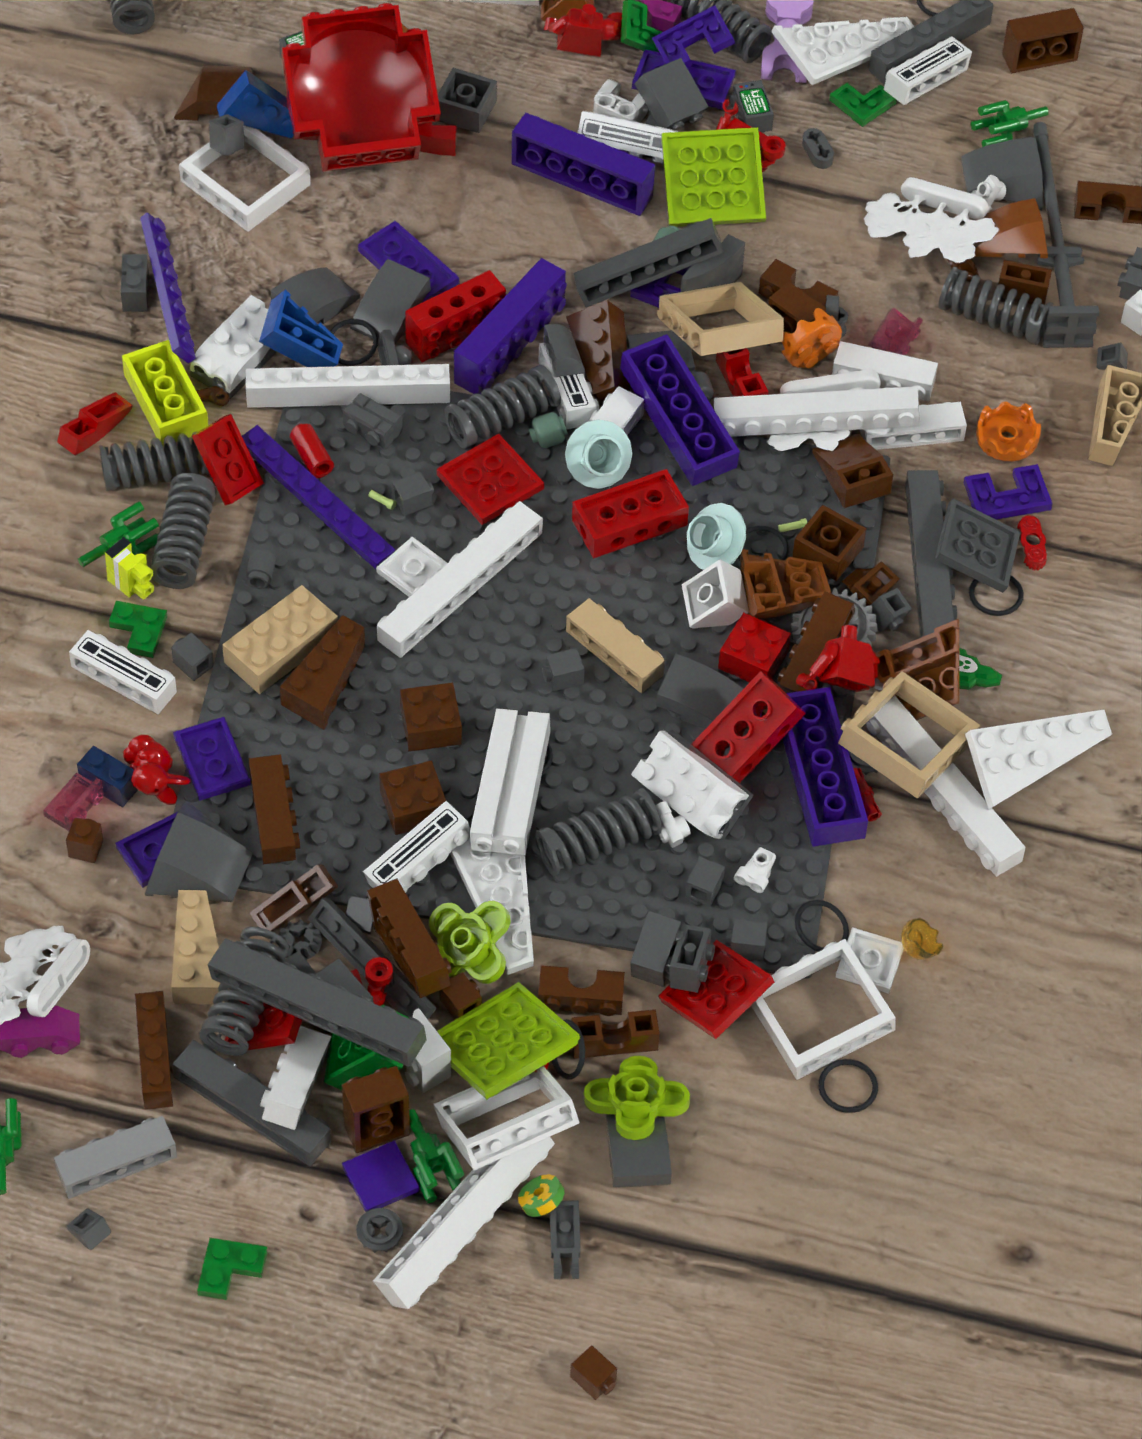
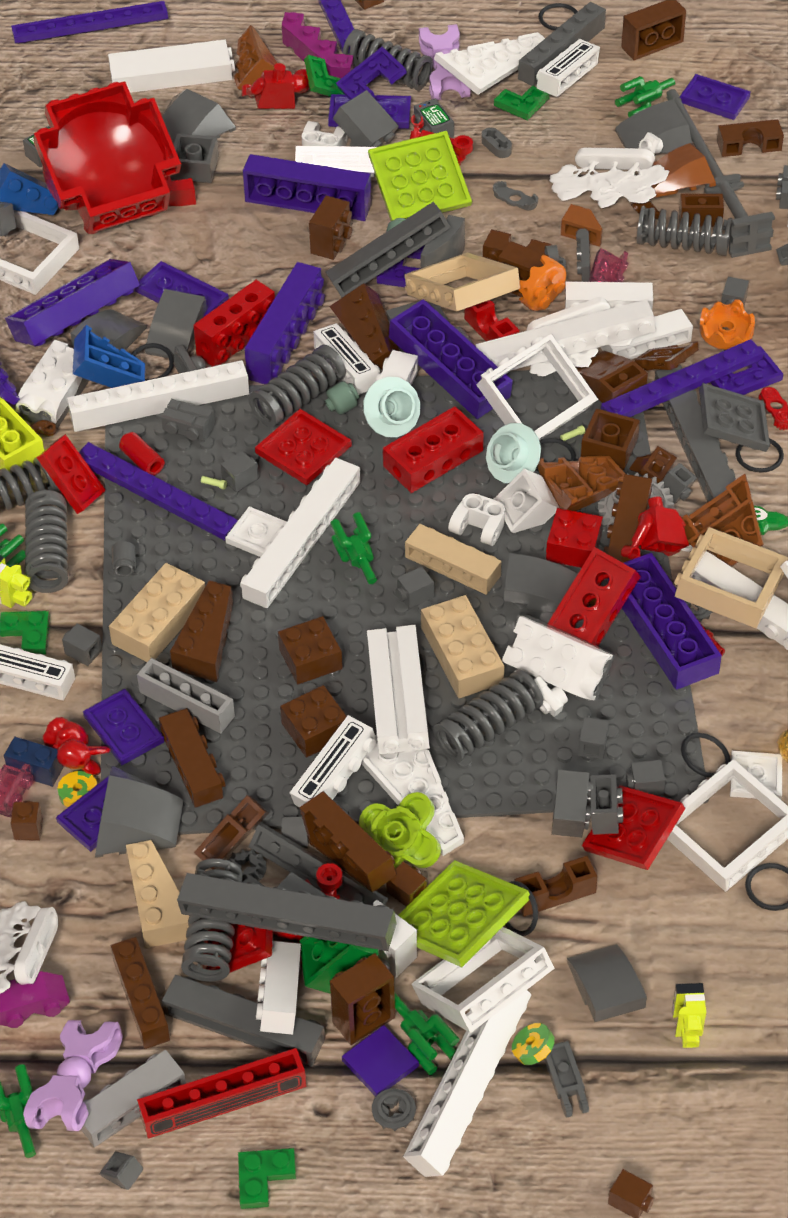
camera: 10 degrees left, 5 degrees down
(50, 1135) = (65, 1092): none -> lavender piece
(144, 807) = (73, 781): none -> yellow piece
(208, 1173) = (222, 1093): none -> red brick
(283, 252) = (72, 302): none -> dark purple brick
(284, 737) = (183, 692): none -> light grey brick
(477, 48) = (195, 115): none -> dark grey wedge
(513, 610) = (356, 547): none -> green plant
(562, 351) = (335, 331): dark grey brick -> none
(594, 219) = (330, 227): none -> reddish brown brick
(594, 747) = (462, 646): none -> tan brick
(602, 997) = (533, 857): reddish brown arch -> none
(636, 1097) = (592, 937): lime plant -> none
(659, 597) = (480, 513): none -> white piece
(711, 1201) = (691, 1013): none -> neon yellow hips
(756, 871) = (635, 719): white plate -> none
(802, 449) = (564, 368): none -> white window
(807, 213) = (504, 193): none -> dark grey piece
(873, 310) = (583, 254): none -> dark grey hinge
(881, 273) = (578, 218): none -> dark orange slope
(924, 457) = (666, 357): none -> reddish brown wing
(934, 490) = (684, 380): none -> dark purple plate
(1030, 391) = (735, 289): none -> dark grey brick
(1090, 140) = (715, 96): none -> dark purple tile

